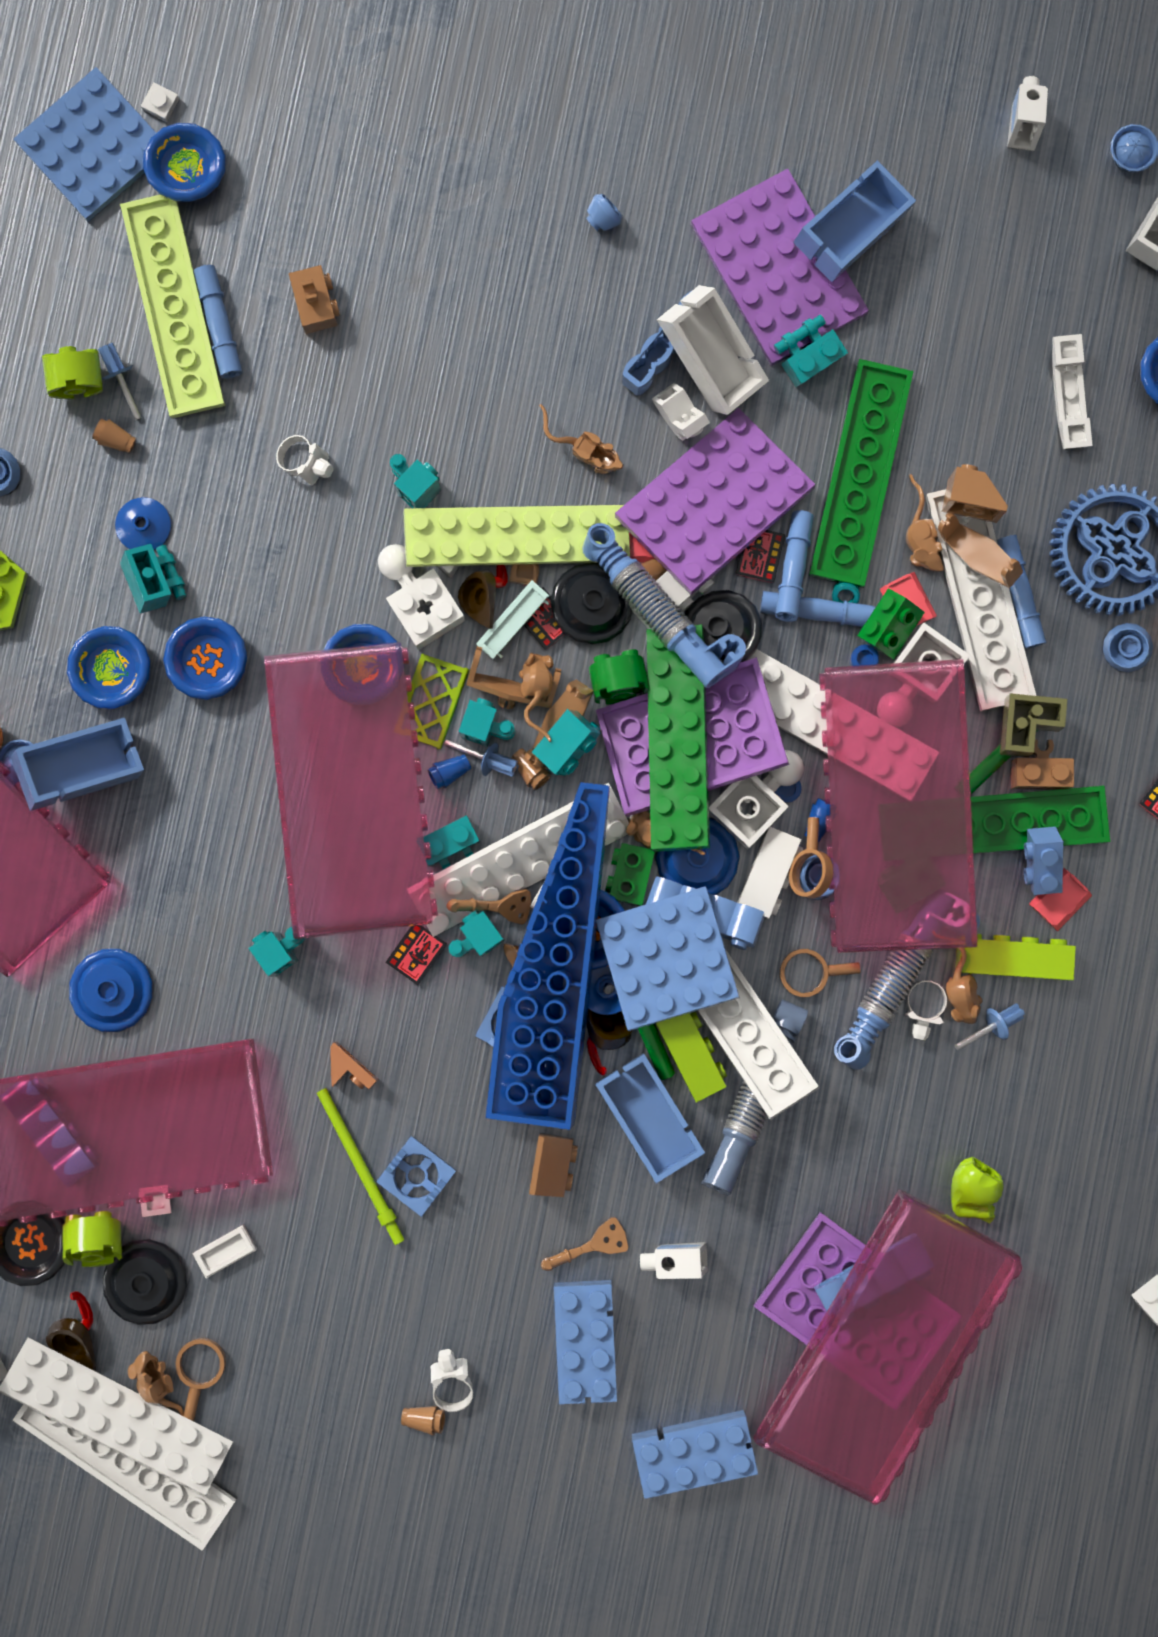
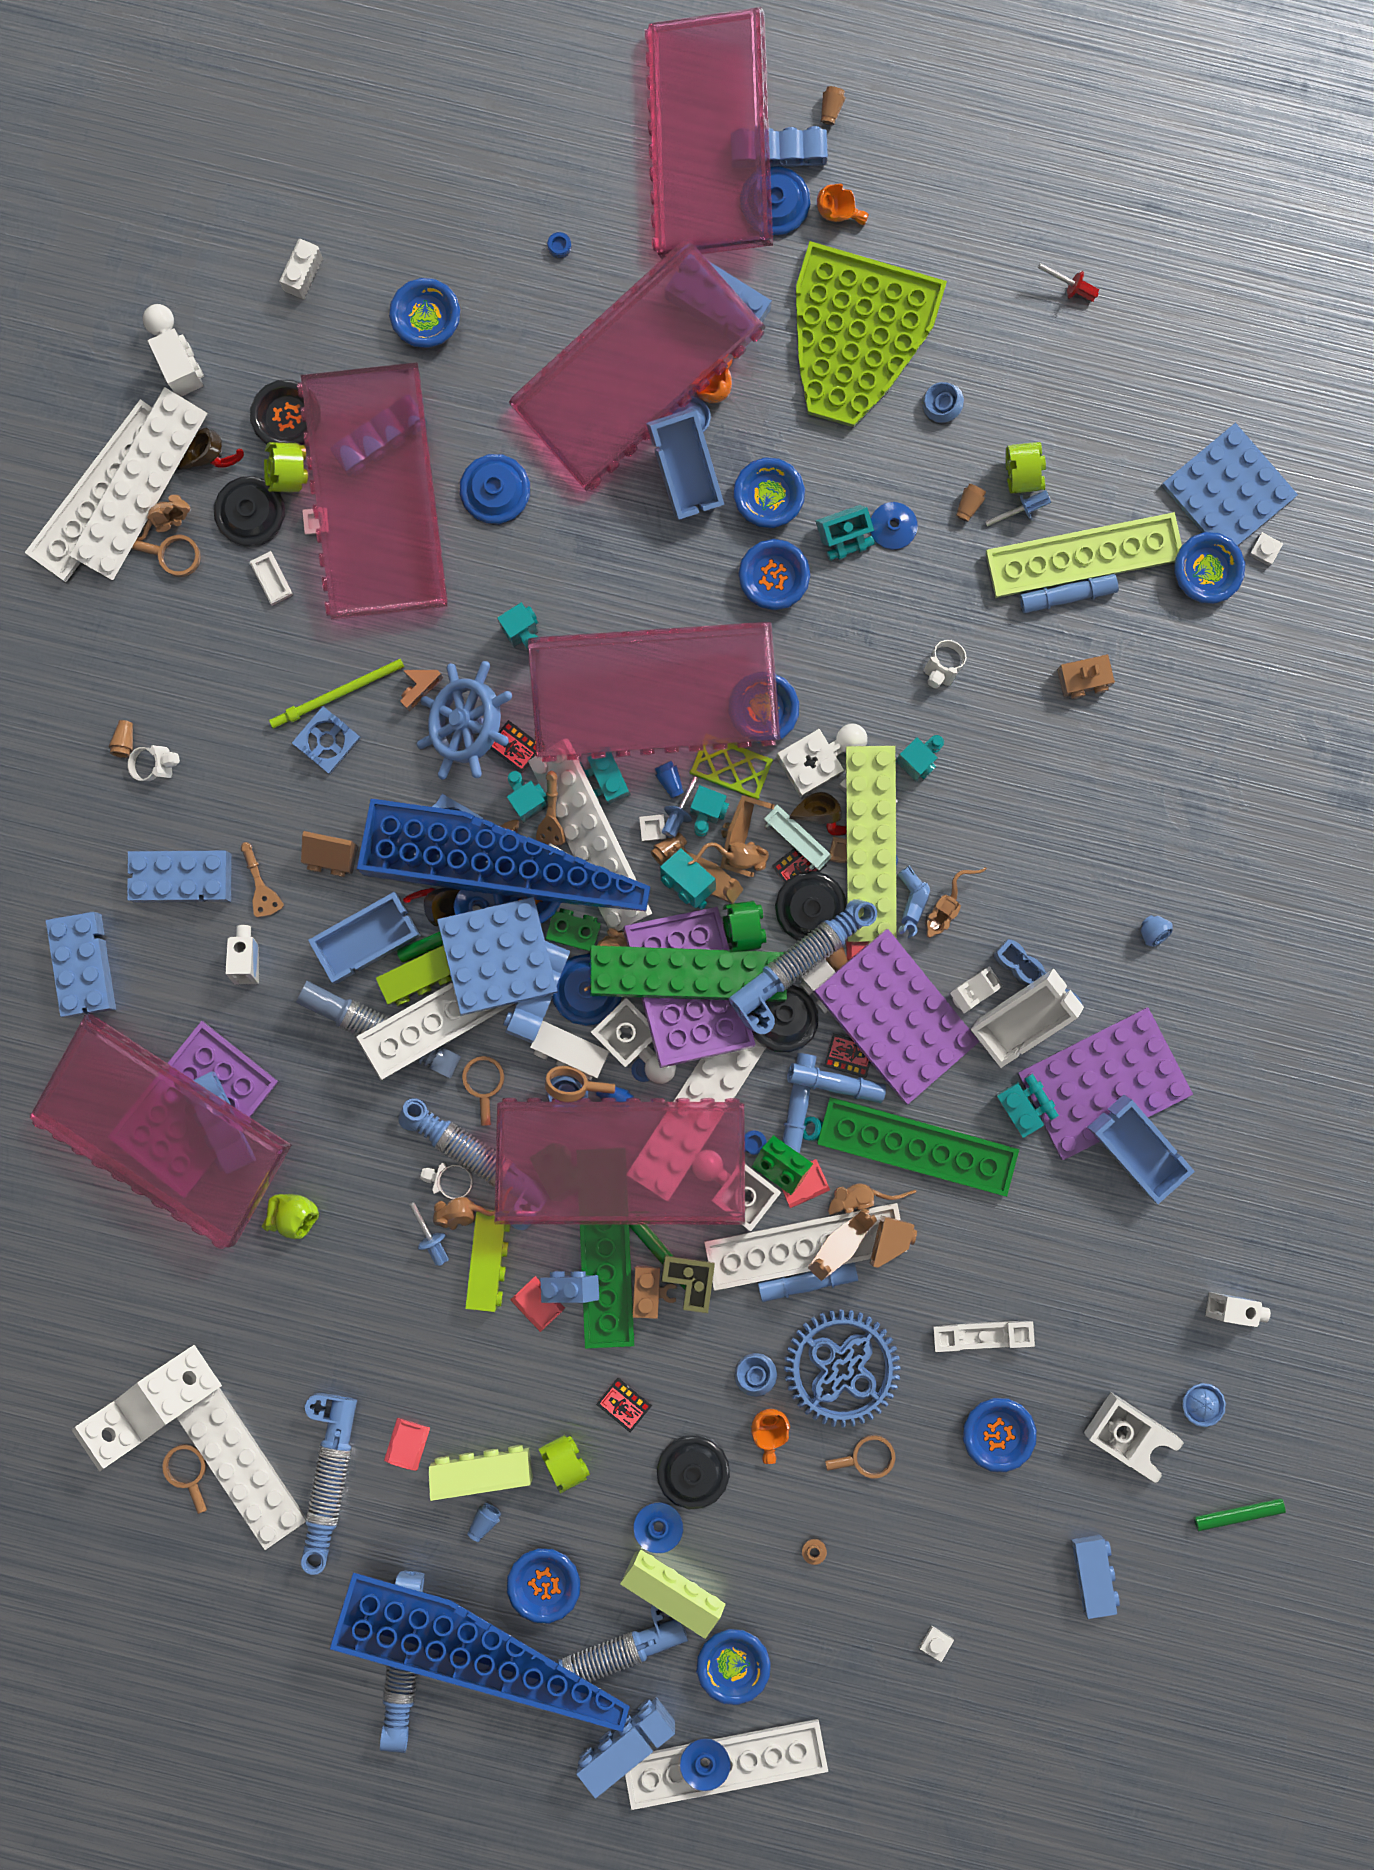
camera: 85 degrees right, 0 degrees up
(390, 1010) = (464, 720): none -> medium blue piece
(506, 788) = (652, 828): none -> white plate
(583, 485) = (916, 901): none -> medium blue arm

